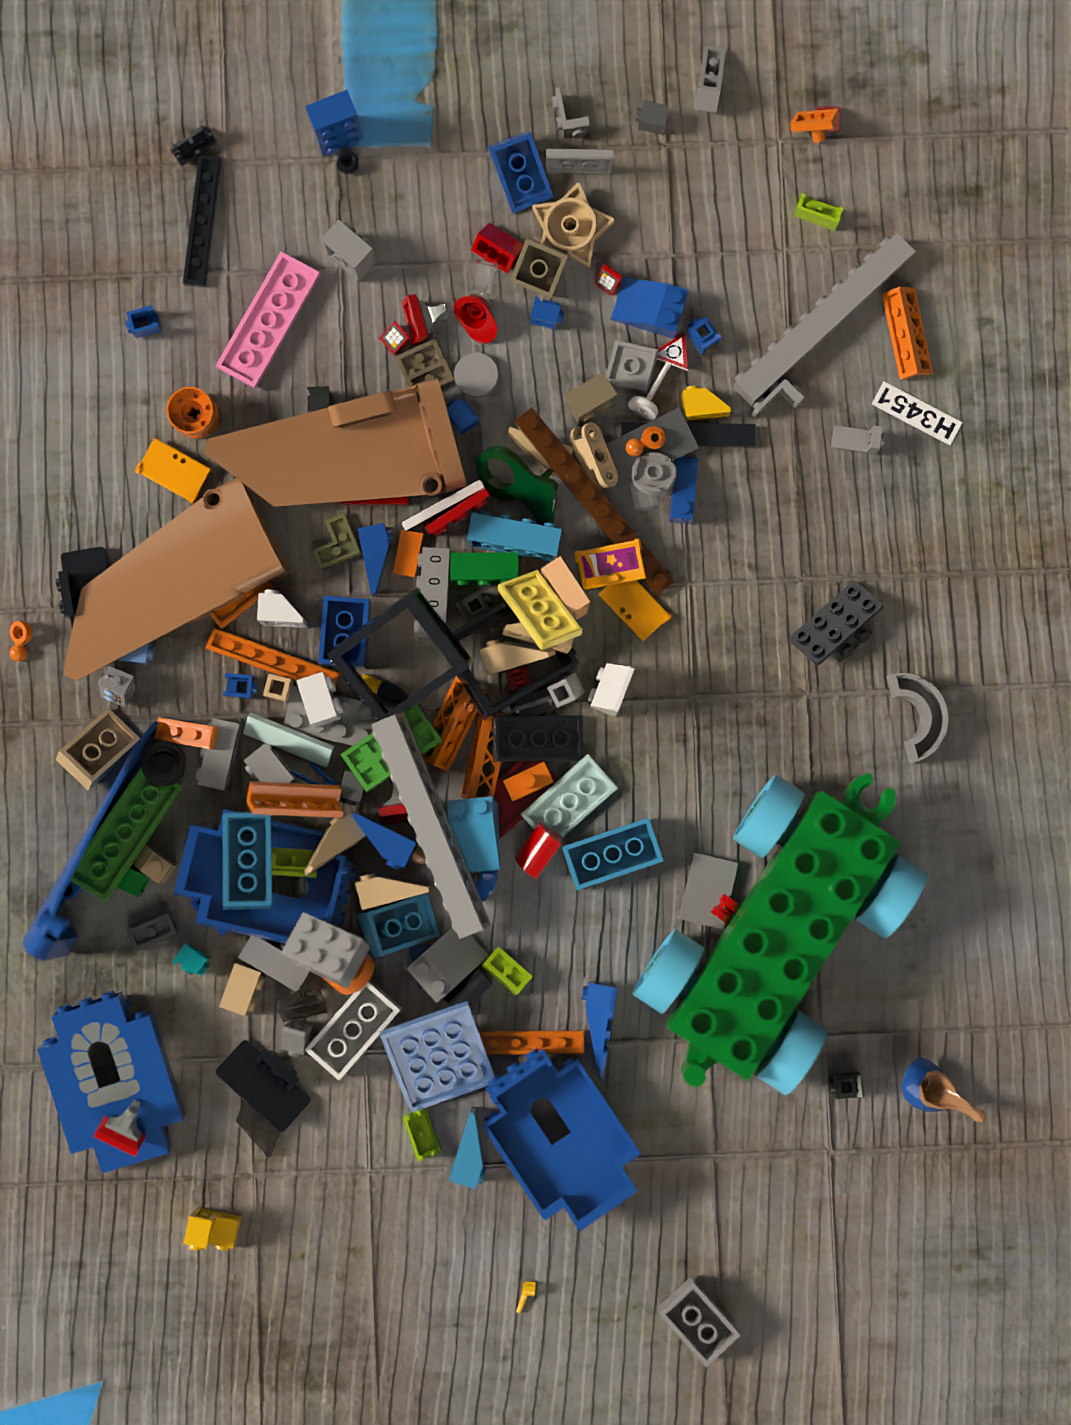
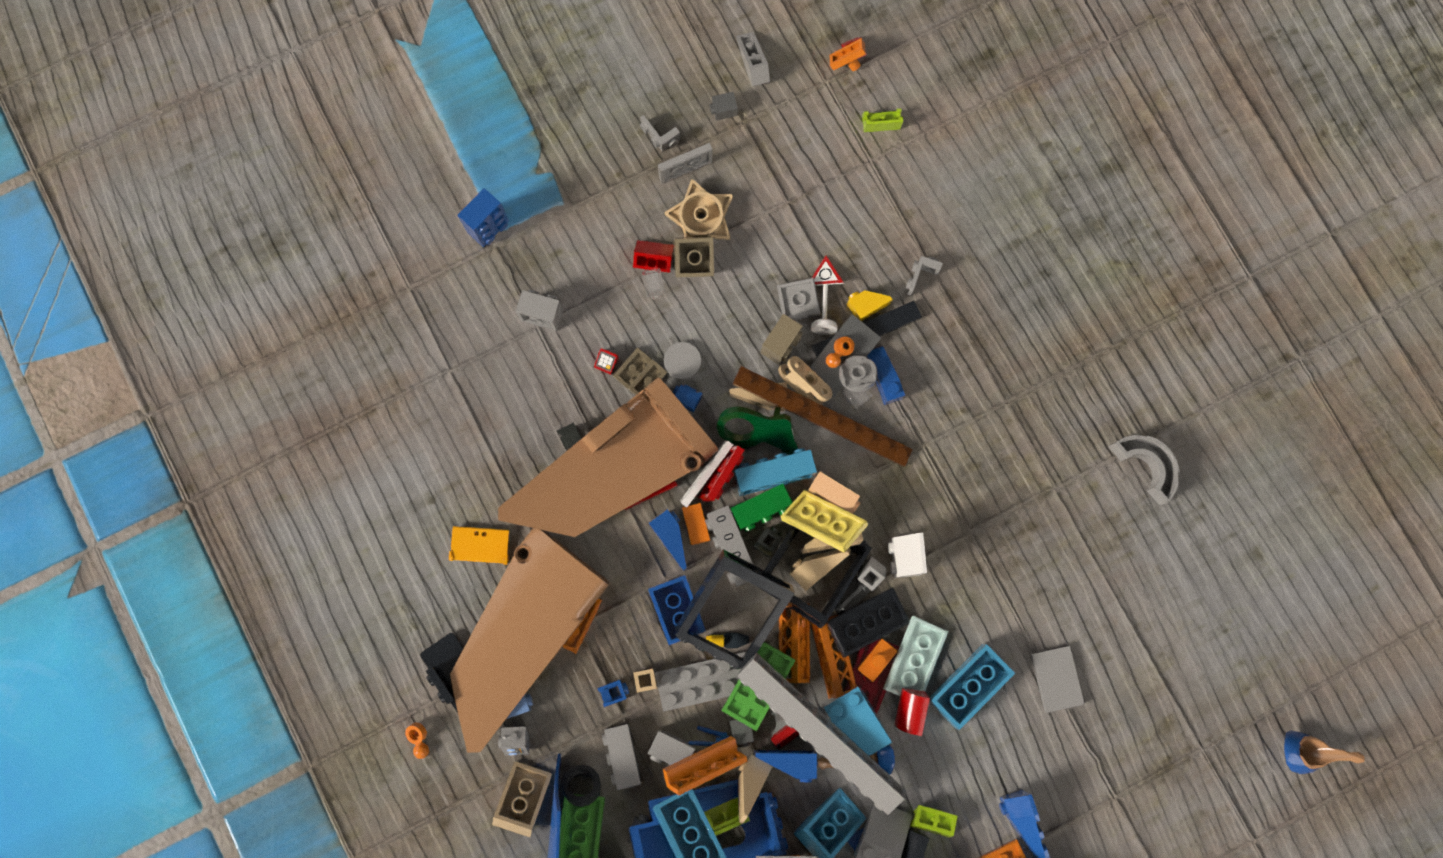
camera: 30 degrees left, 5 degrees down
(138, 315) = (402, 431): blue window -> none
(182, 407) = (464, 492): orange wheel -> none
(186, 733) = (588, 752): orange tile -> none
(191, 147) = (379, 284): black hinge -> none
(202, 220) = (412, 339): black tile -> none
(264, 657) = (629, 660): orange tile -> none
(268, 320) = (500, 393): bright pink plate -> none
(277, 611) = (616, 618): white slope -> none
(288, 739) = (671, 717): light aqua tile -> none
(319, 699) = (684, 674): white brick -> none
(343, 544) = (641, 540): olive tile -> none
(348, 156) = (506, 238): black plate -> none
(382, 890) = (808, 803): tan slope -> none
(421, 317) = (619, 336): red piece -> none
(476, 318) = (662, 317): red piece -> none
(517, 677) = (829, 582): red tile -> none
(520, 171) = (642, 190): blue slope -> none
(546, 313) = (715, 289): blue window -> none
(602, 564) = (852, 461): door -> none
(608, 279) = (749, 242): slope -> none
(639, 604) = (886, 478): light orange door -> none
(650, 306) = (791, 247): blue slope -> none
(699, 342) = (839, 257): blue window -> none
(722, 913) = (1080, 692): red wheel -> none
(746, 992) = (1134, 740): green piece -> none
(824, 319) = (926, 199): light grey brick -> none
(834, 1085) = (1233, 787): pearl dark grey window -> none
(838, 625) = (1053, 424): black bracket -> none
(858, 439) = (997, 276): light grey bracket -> none
(905, 333) = (991, 179): orange fence -> none
(916, 413) = (1029, 236): white sticker -> none

